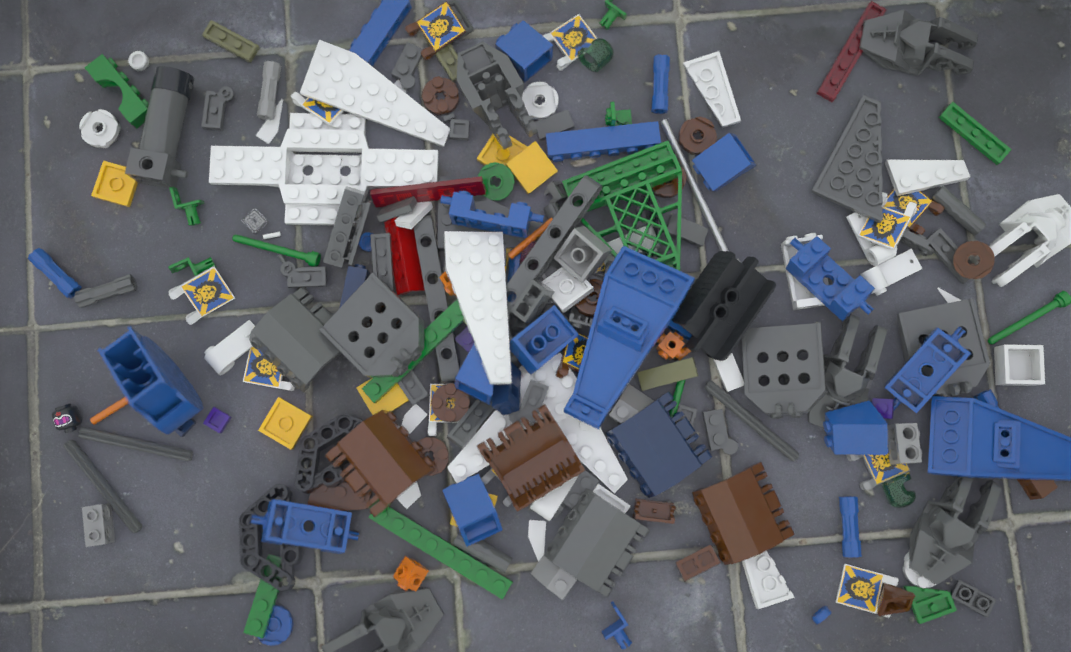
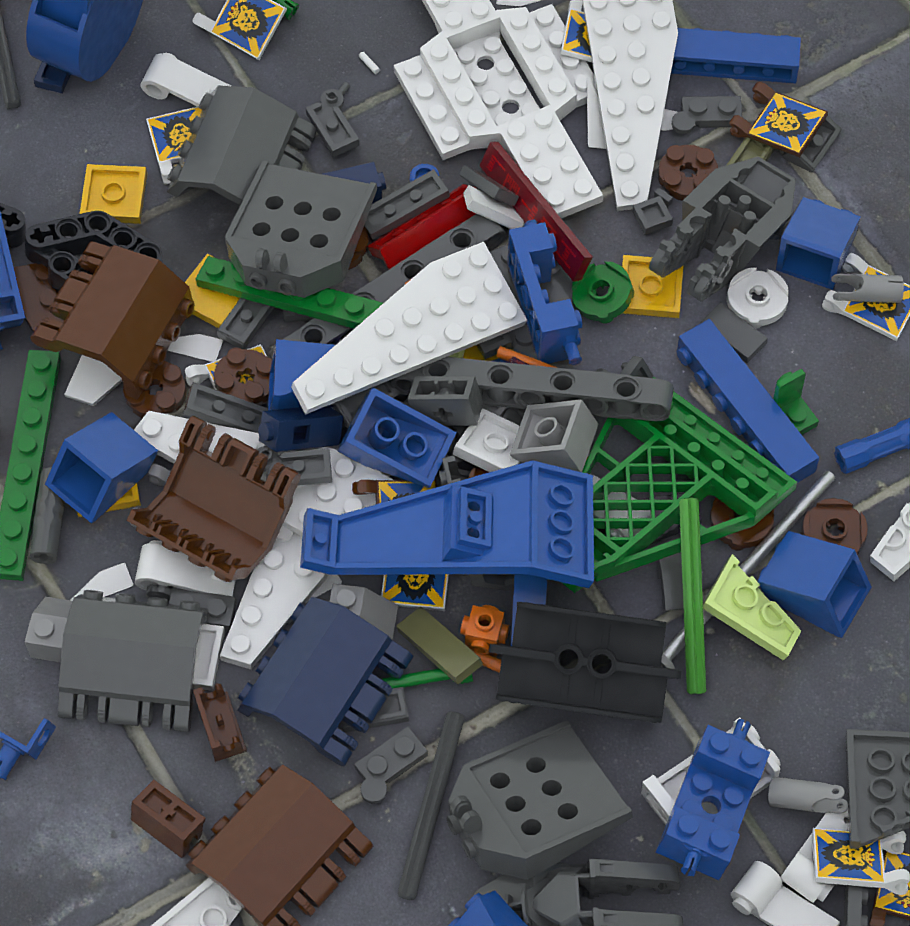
camera: 65 degrees right, 20 degrees down
(217, 420) = (77, 111): dark purple plate -> none
(255, 221) = (378, 34): tile -> none
(312, 258) = (362, 120): green piece -> none
(343, 225) = (426, 134): dark grey brick -> none
(384, 130) = (595, 127): none -> white sticker
(531, 167) = (650, 329): yellow tile -> none
(569, 37) = (870, 288): none -> light grey piece
(600, 51) = (873, 336): clear green helmet -> none
(709, 228) = (692, 596): none -> bright green axle
(724, 204) = (746, 609): none -> yellowish green wing
(729, 373) = (493, 733): white tile -> none
(840, 229) = (806, 795): none -> light grey piece

